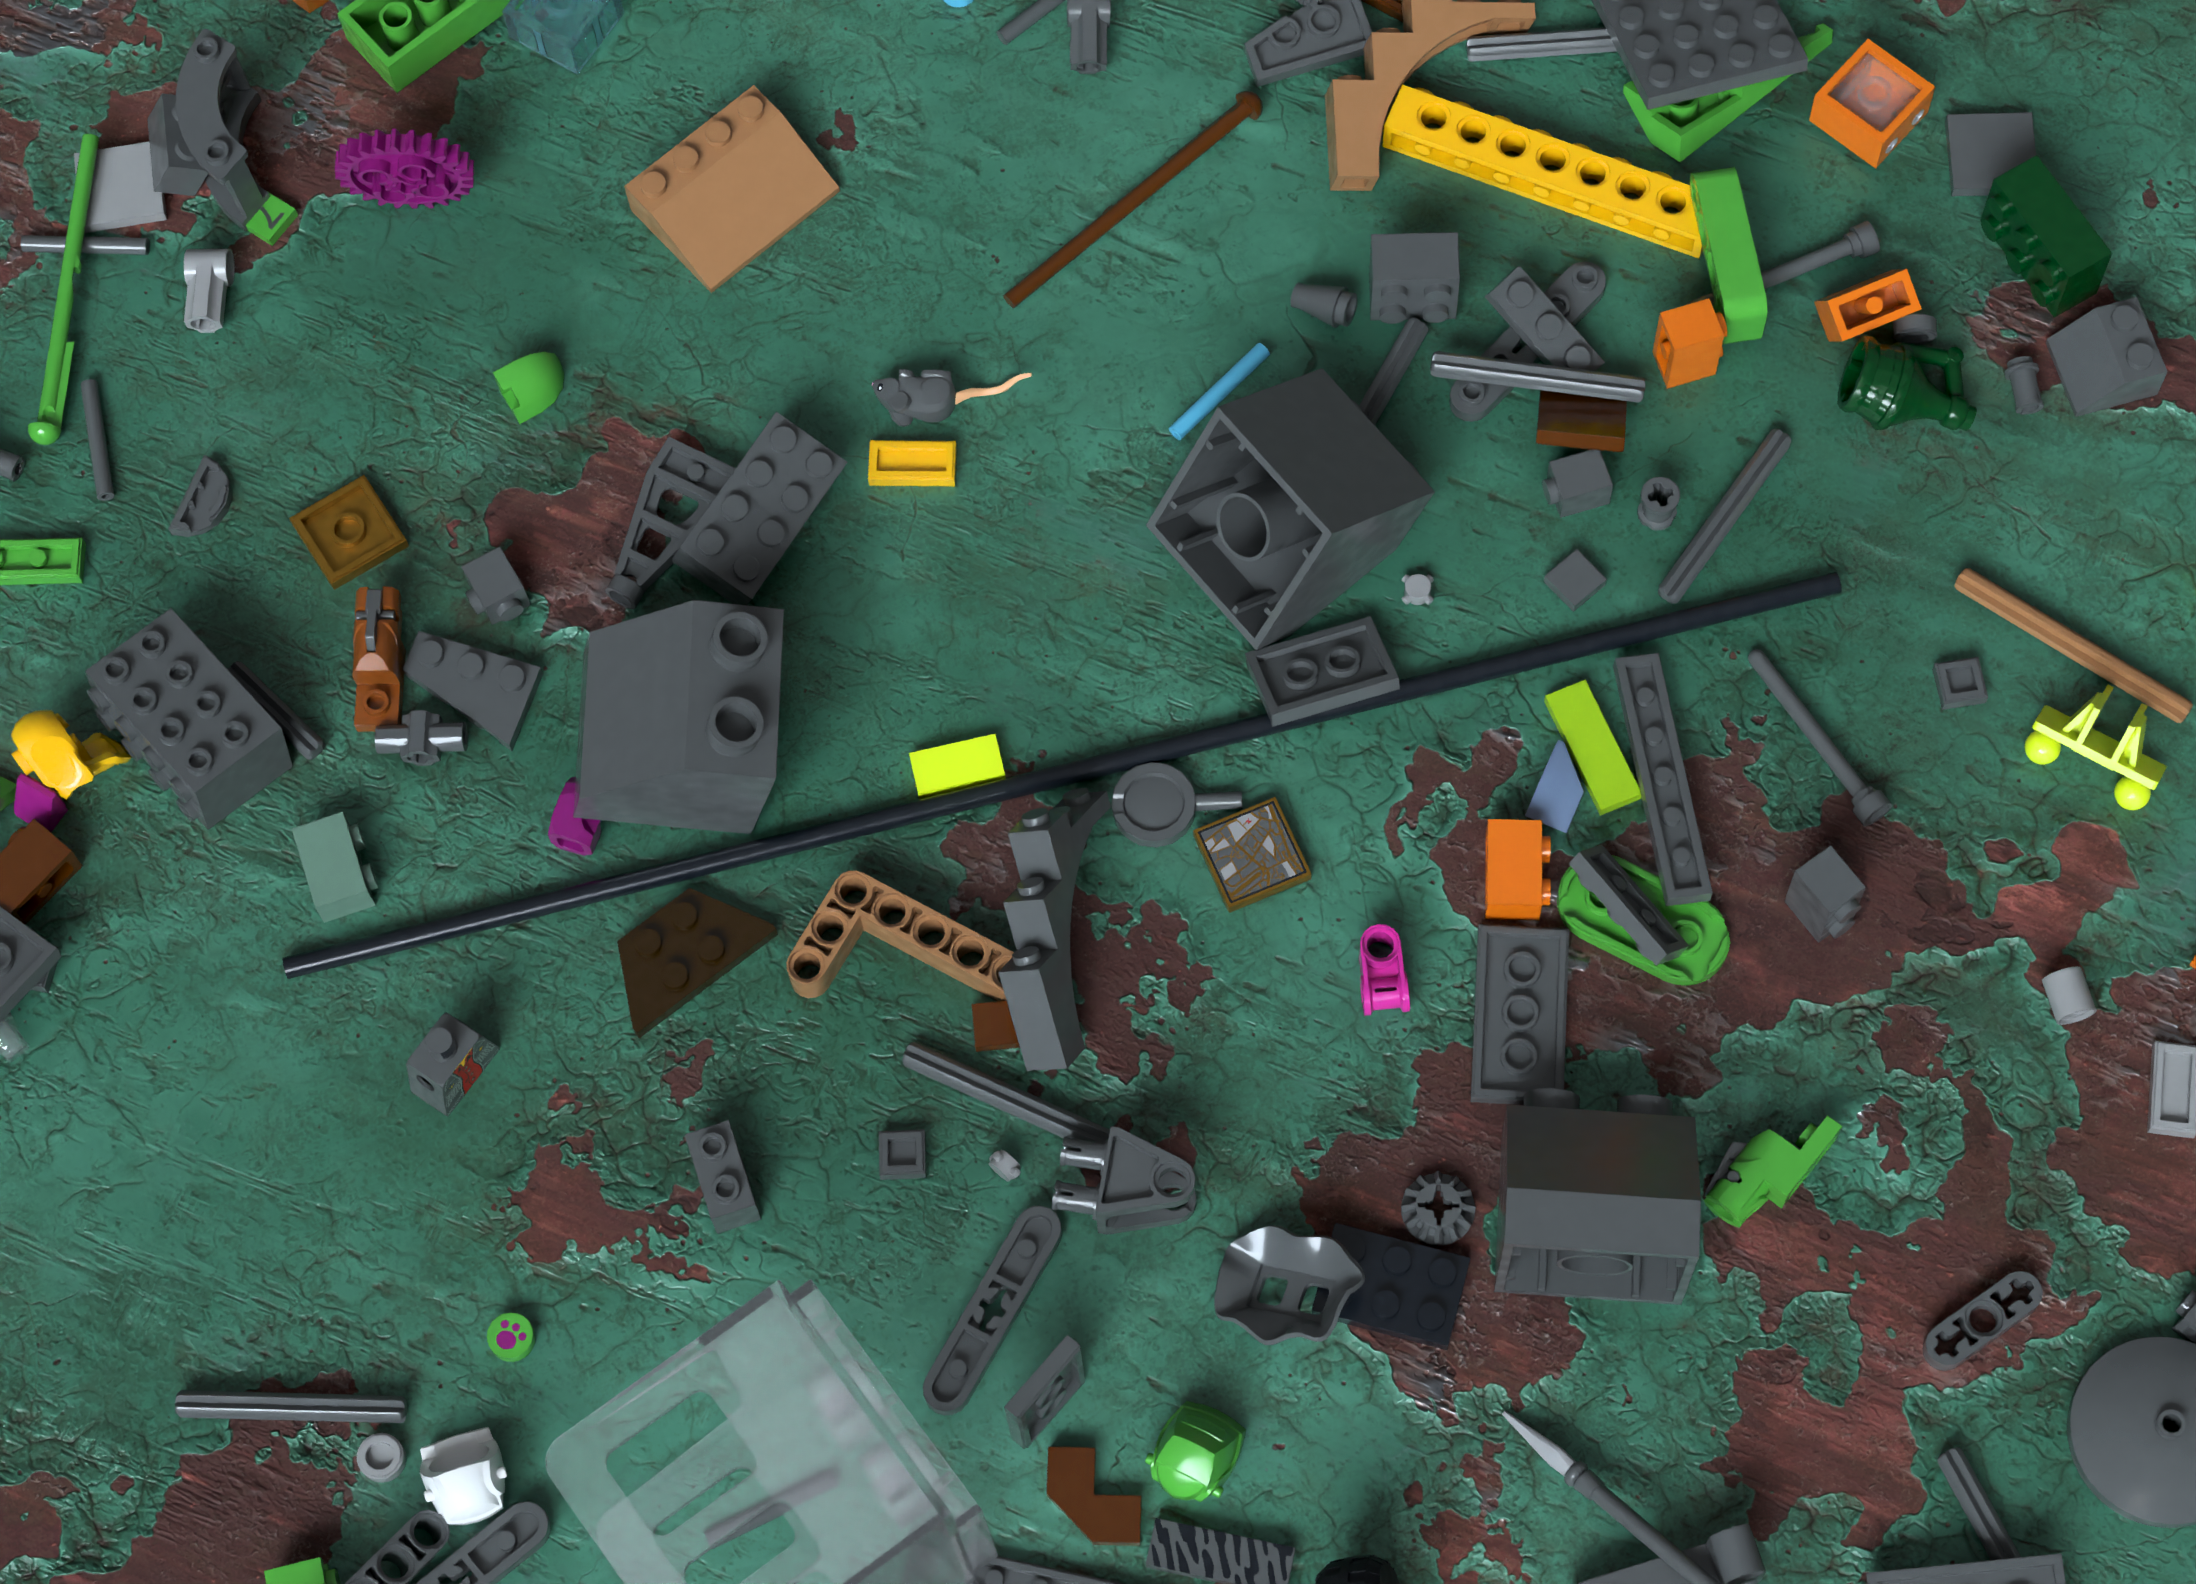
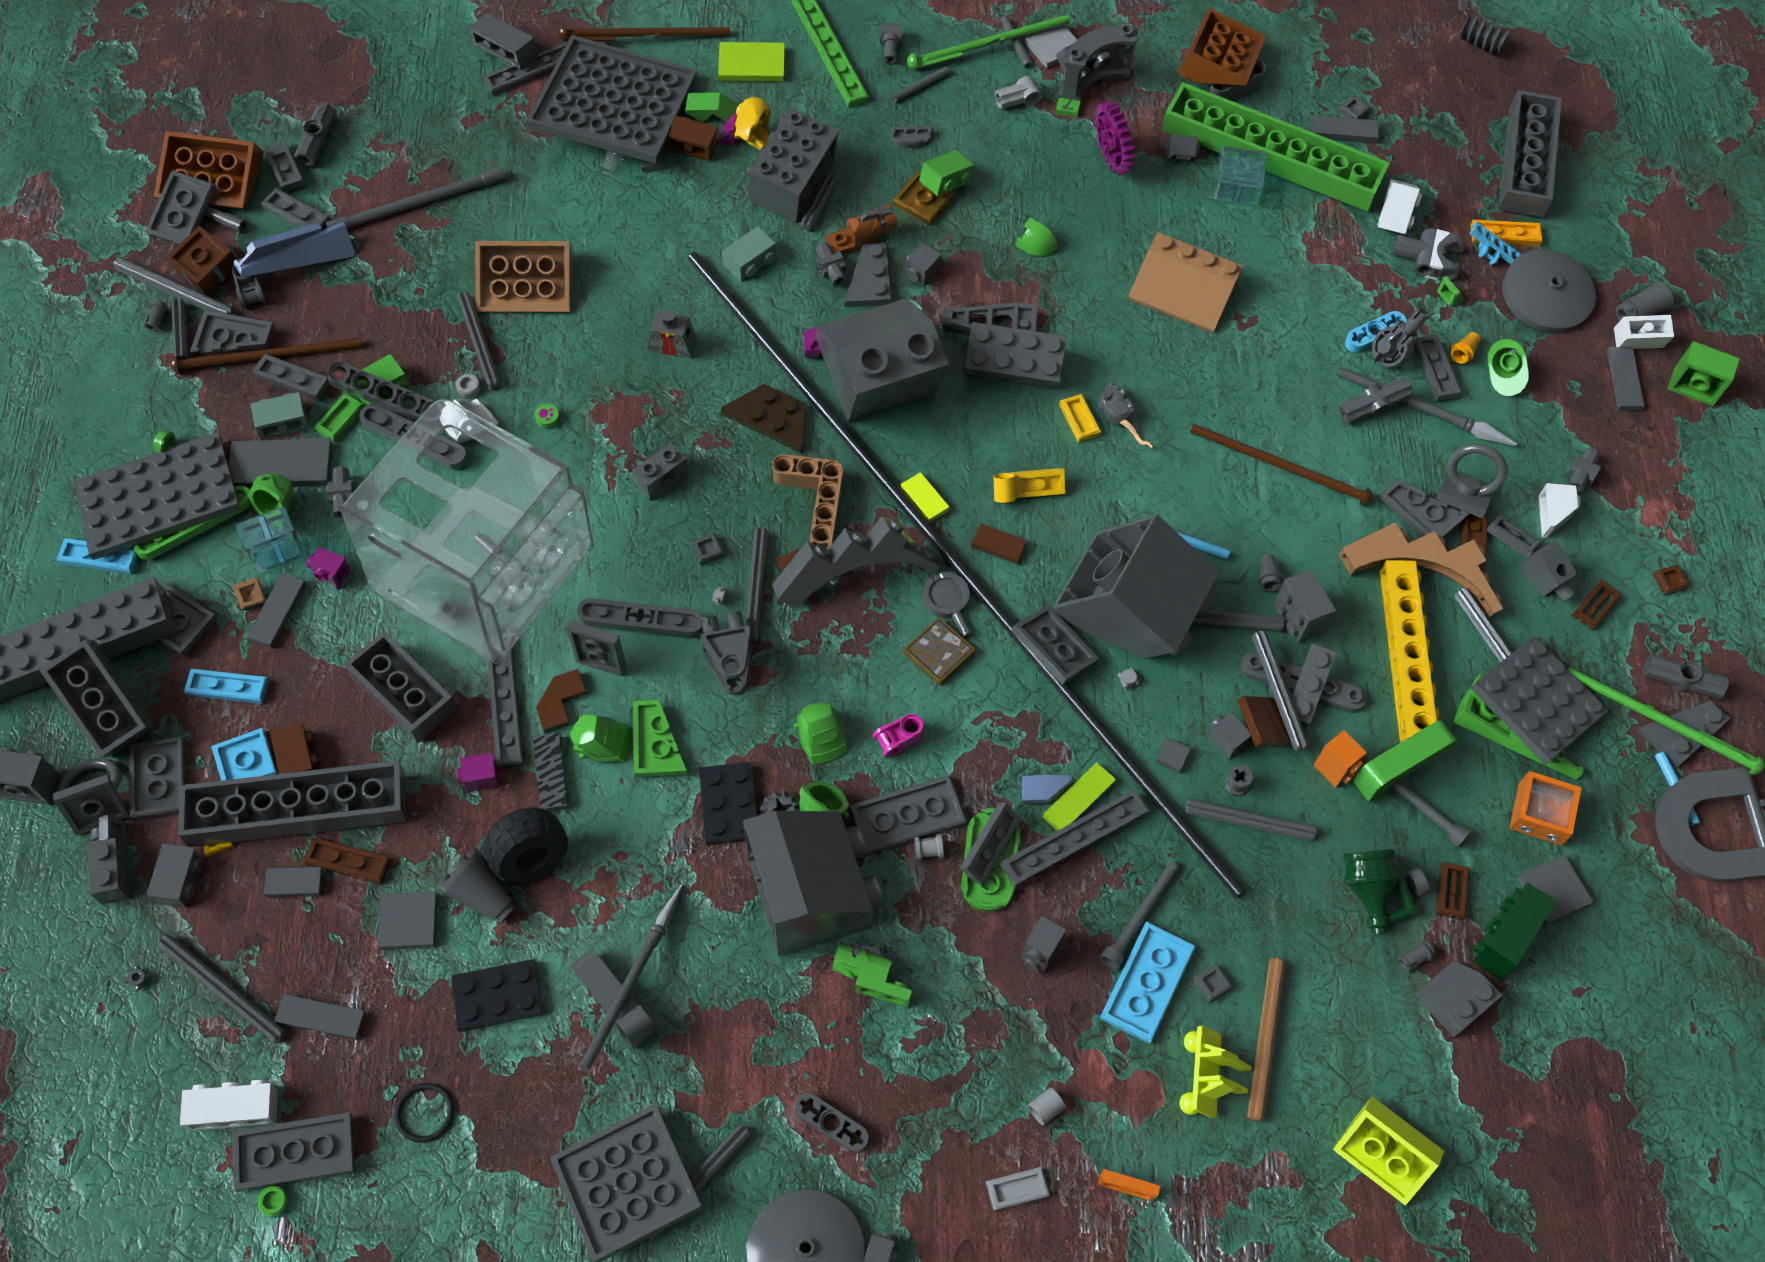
camera: 60 degrees right, 5 degrees down
(194, 1279) = (523, 276): none -> medium nougat slope
(328, 470) = (946, 172): none -> bright green brick
(456, 76) = (1181, 147): none -> dark grey window
(1009, 593) = (1028, 484): none -> yellow plate
(1094, 685) = (998, 543): none -> reddish brown tile
(1233, 1368) = (653, 742): none -> bright green wing
(1286, 1256) = (702, 729): dark grey piece -> none
(1327, 1093) = (821, 733): none -> bright green helmet
(1465, 1133) = (823, 797): none -> bright green helmet
(1515, 869) = (987, 781): orange brick -> none
(1592, 1003) = (928, 847): none -> light grey bush
(1867, 305) = (1416, 848): orange brick -> none
(1925, 773) = (1147, 982): none -> medium azure tile
(1939, 297) = (1449, 911): none -> reddish brown tile

